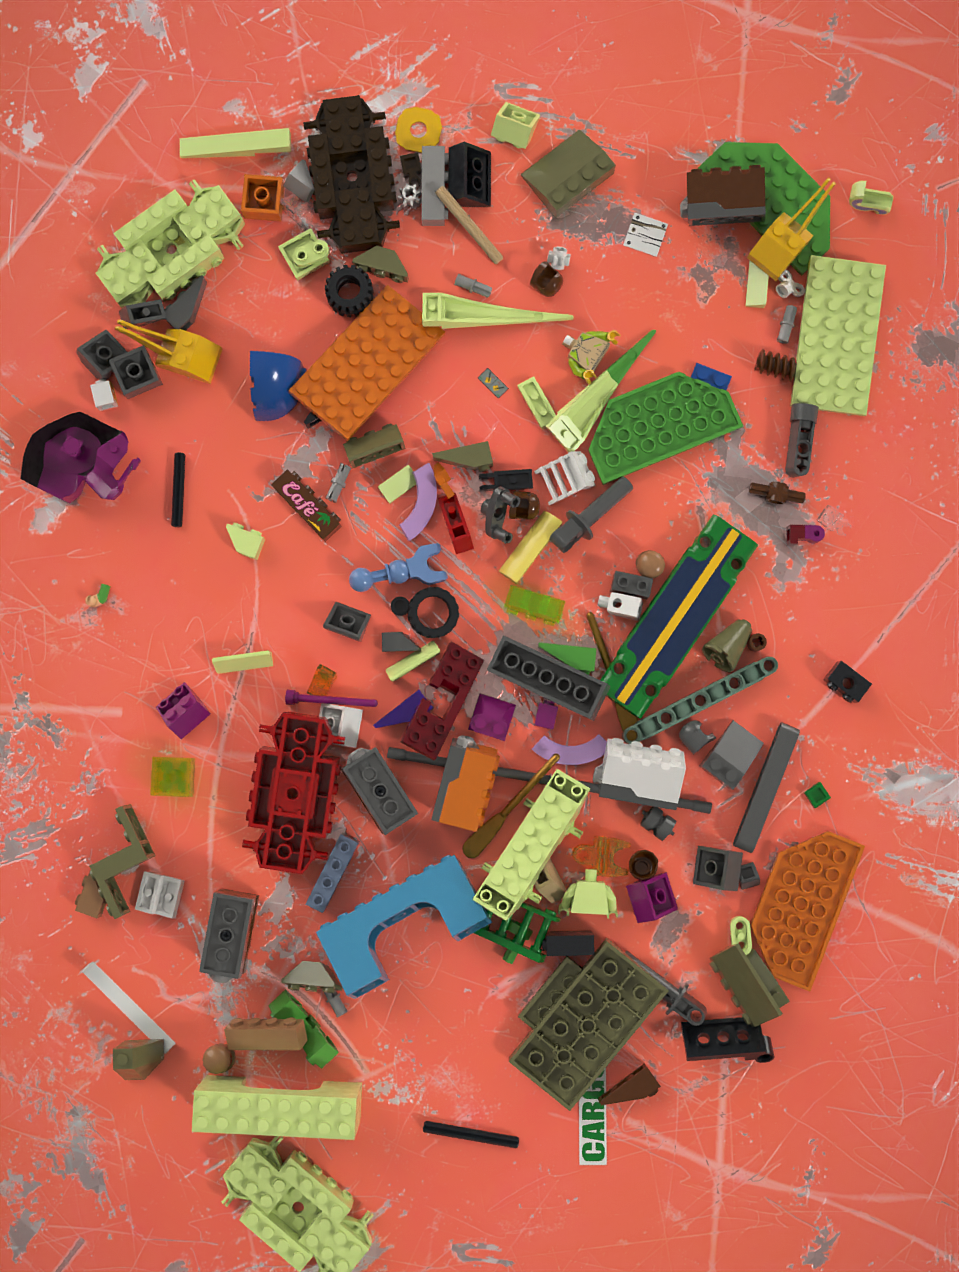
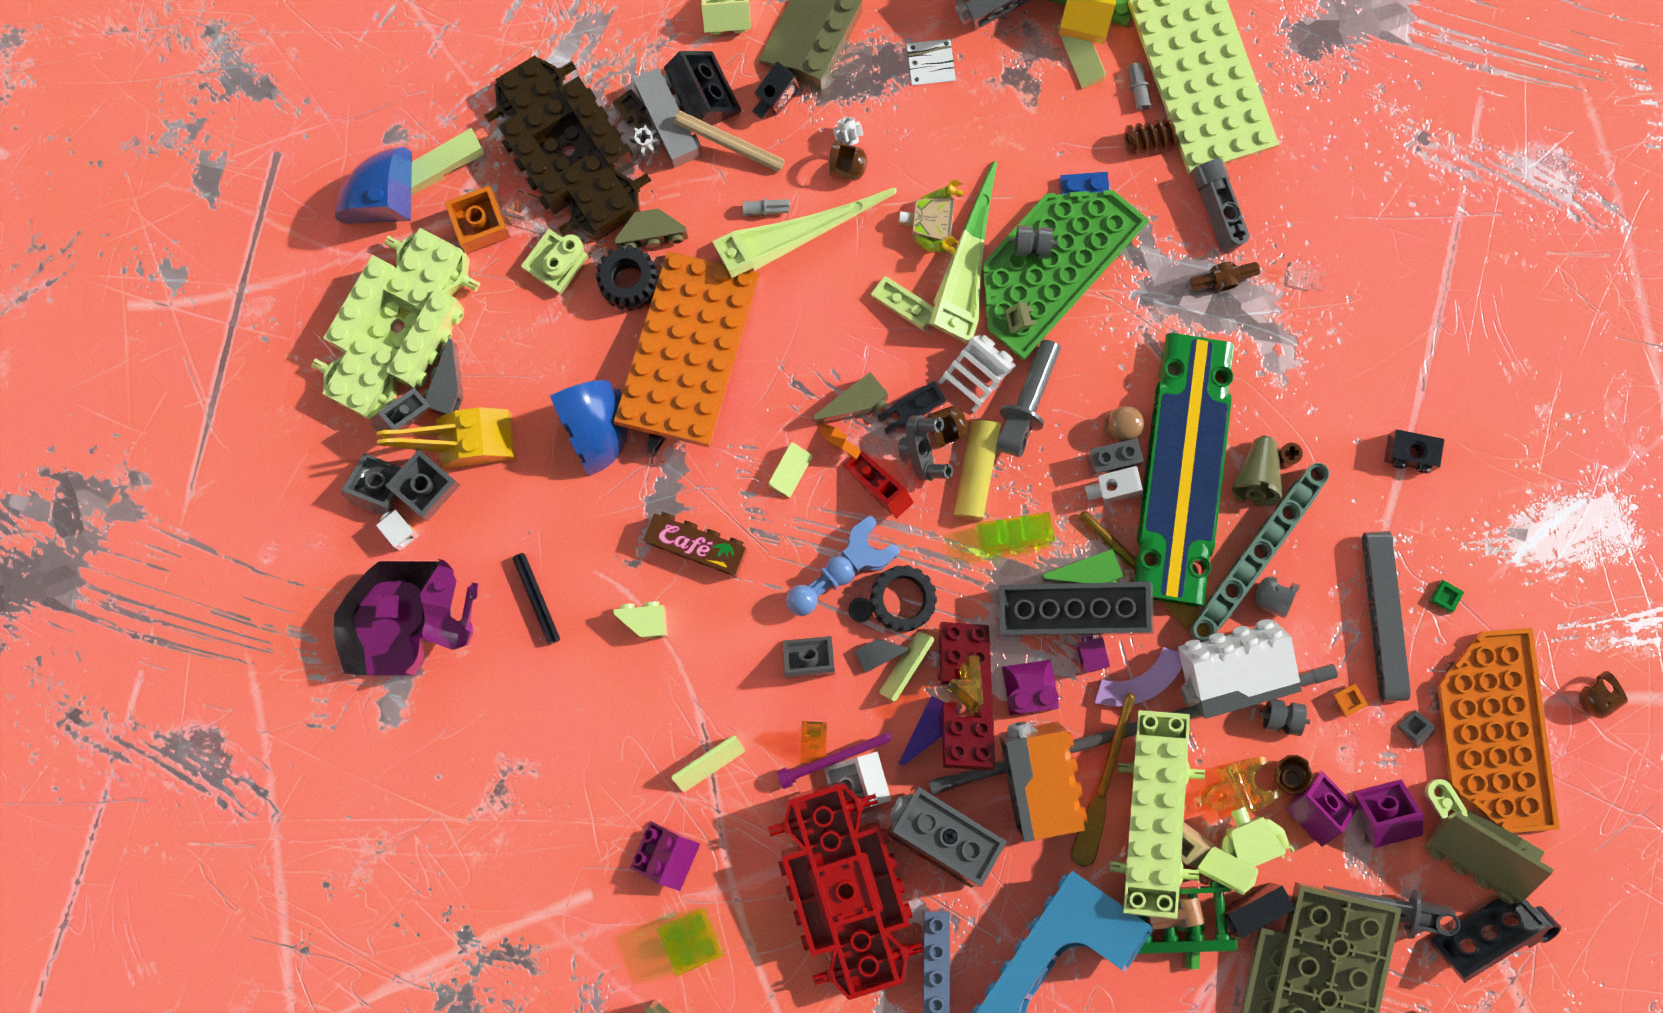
camera: 25 degrees left, 5 degrees down
(100, 598) = (503, 769): arm -> none
(202, 142) = (378, 189): none -> blue brick
(300, 181) = (513, 182): light grey slope -> none
(338, 482) = (719, 501): light grey pin -> none
(374, 445) = (741, 438): olive slope -> none
(408, 118) = (608, 49): yellow piece -> none
(425, 502) = (832, 478): lavender tile -> none
(444, 698) = (968, 689): none -> clear yellow slope
(493, 383) = (841, 305): light grey sticker -> none
(517, 922) = (1188, 915): none -> nougat piece
(520, 203) = (775, 91): none -> black torso
(562, 907) = (1228, 870): none -> yellowish green slope
(612, 452) = (1019, 317): none -> olive tile
(648, 401) = (1031, 241): none -> dark grey wheel
(696, 923) = (1389, 813): none -> magenta slope
(710, 833) = (1349, 700): none -> orange plate
(717, 868) = (1379, 737): dark grey slope -> none
(732, 755) = (1327, 598): dark grey slope -> none
(788, 286) = (1119, 45): white piece -> none
(808, 533) = (1283, 304): leg -> none
(893, 922) = (1599, 700): none -> reddish brown helmet

